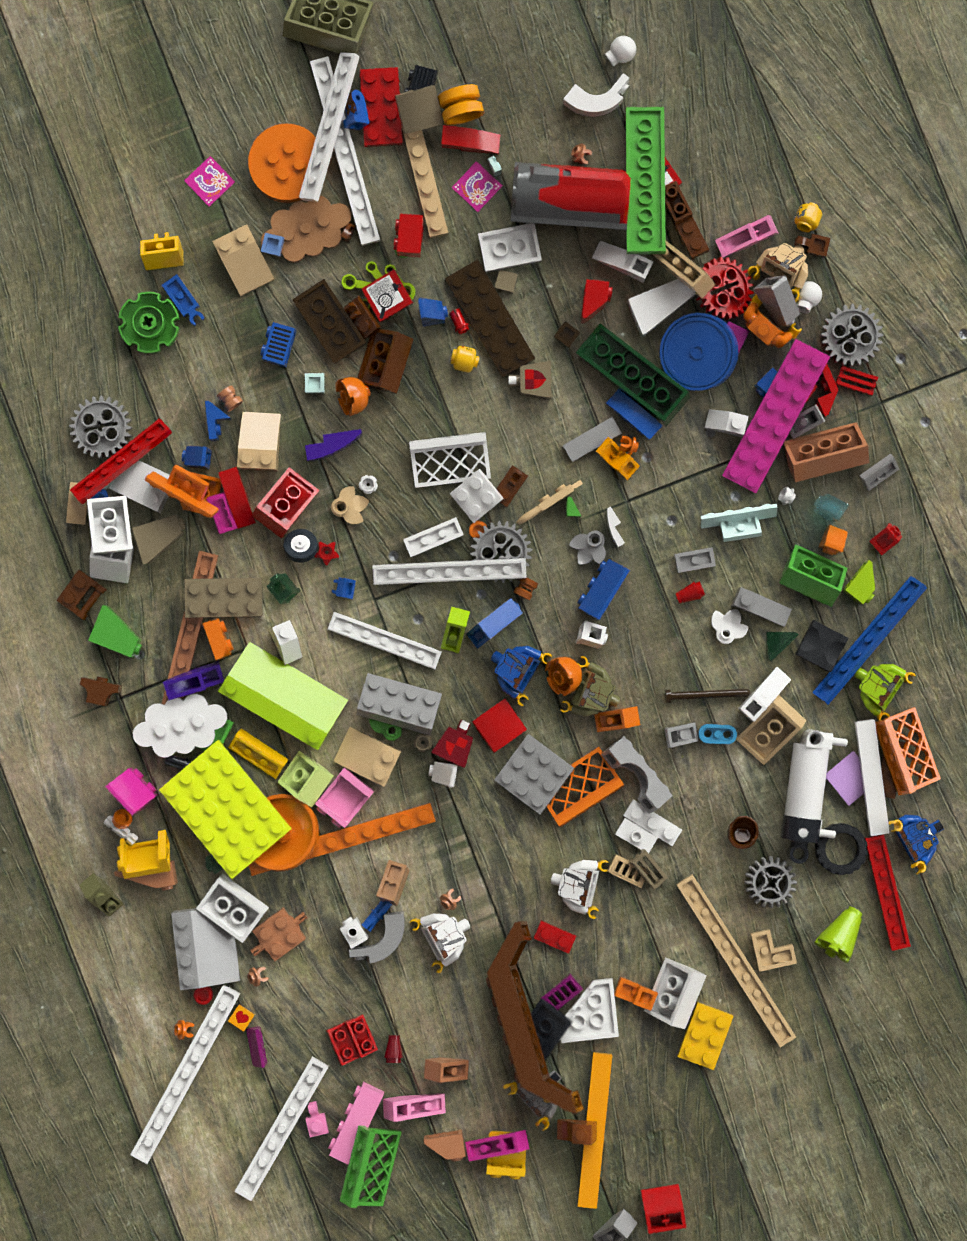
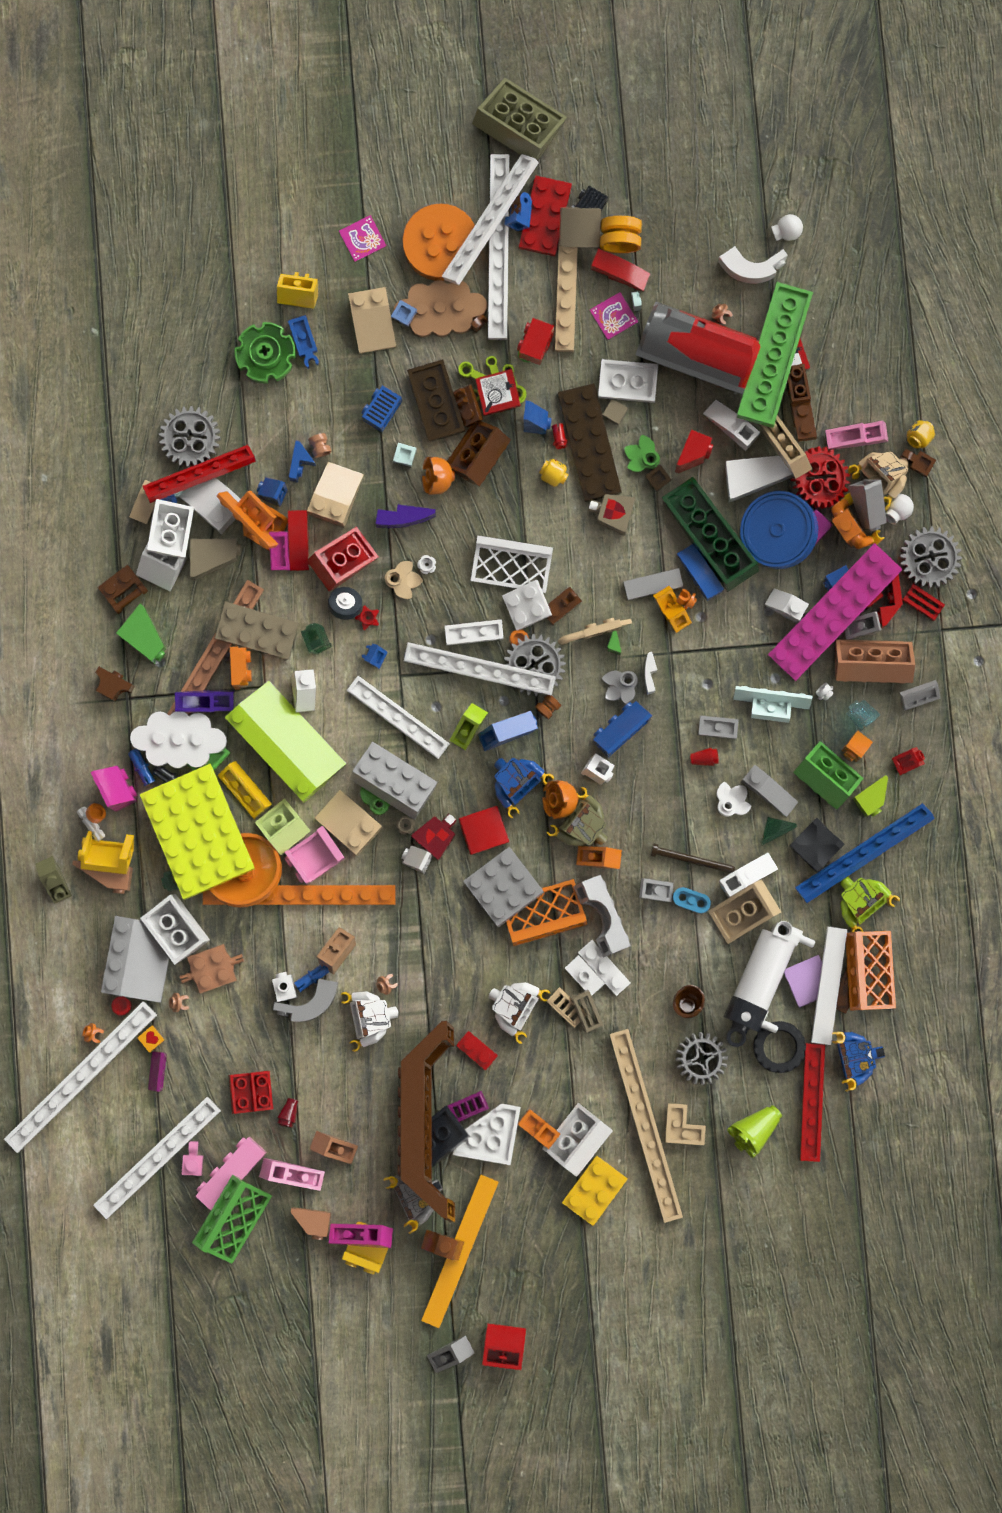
camera: 20 degrees right, 5 degrees down
(152, 761) = (141, 767): none -> blue axle
(542, 314) = (639, 453): none -> bright green plate

